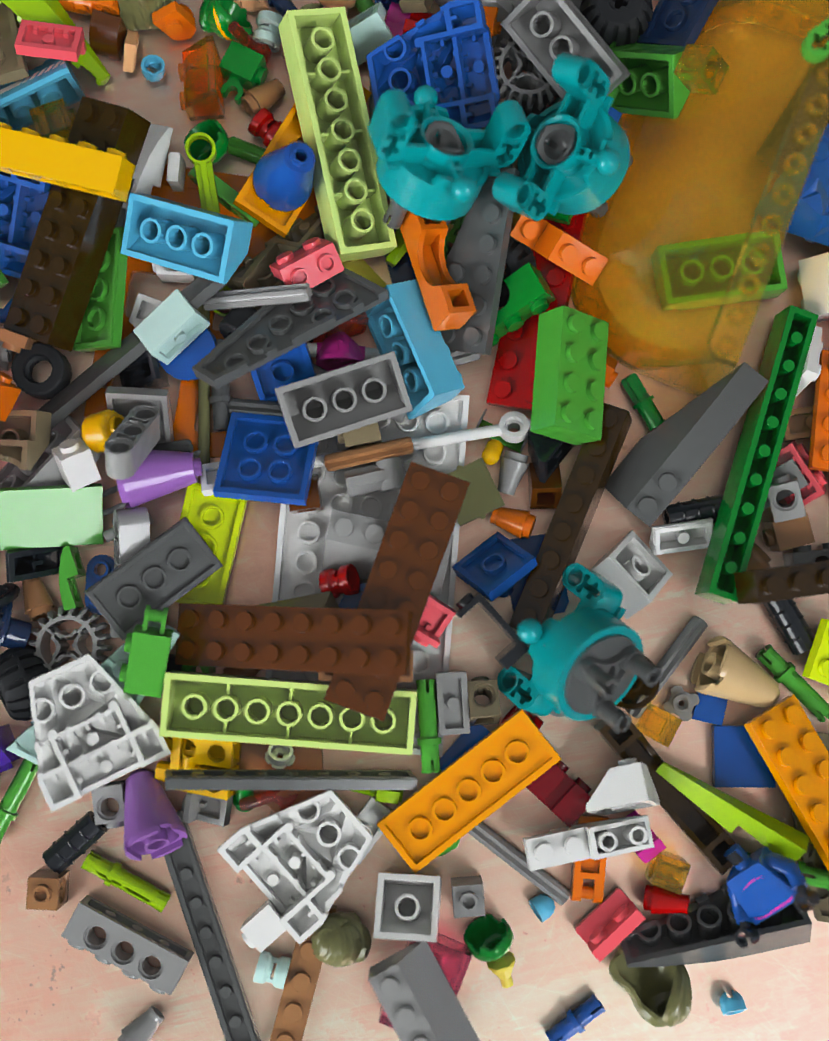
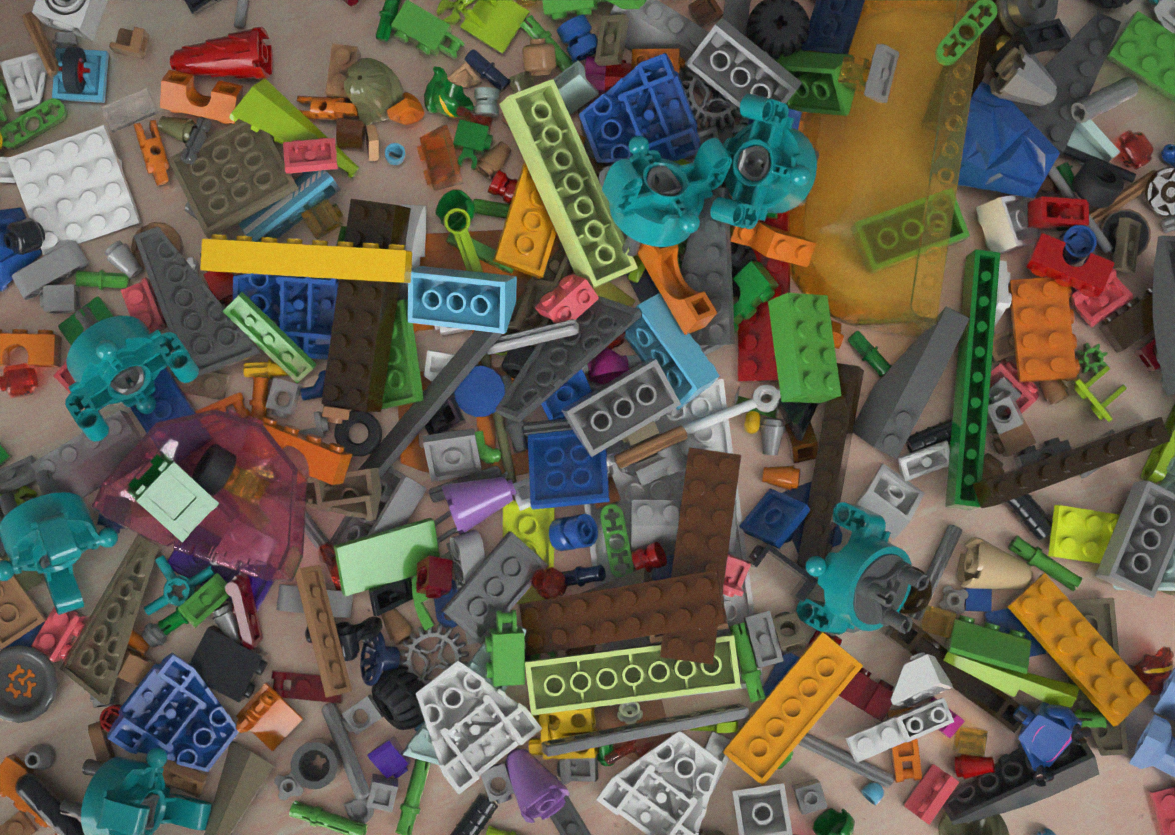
camera: 10 degrees left, 0 degrees up
(76, 463) = (410, 506): white brick -> none
(87, 551) = (434, 576): none -> dark red brick
(99, 427) = (428, 474): yellow head -> none
(132, 441) = (457, 478): light grey beam -> none
(171, 327) = (465, 376): light aqua panel -> none
(176, 171) = (435, 240): white tile -> none
(180, 422) = (486, 453): none -> bright green arm
(218, 586) = (549, 583): none -> clear red rock
(258, 586) = (581, 575): none -> dark blue axle
(259, 534) = (573, 532): none -> blue wheel
(285, 176) = (533, 231): blue cone -> none
(315, 532) = (606, 523): none -> bright green beam
(482, 492) = (752, 458): olive piece -> none
(714, 765) = (989, 644): none -> bright green slope
(727, 69) = (881, 73): none -> light grey plate

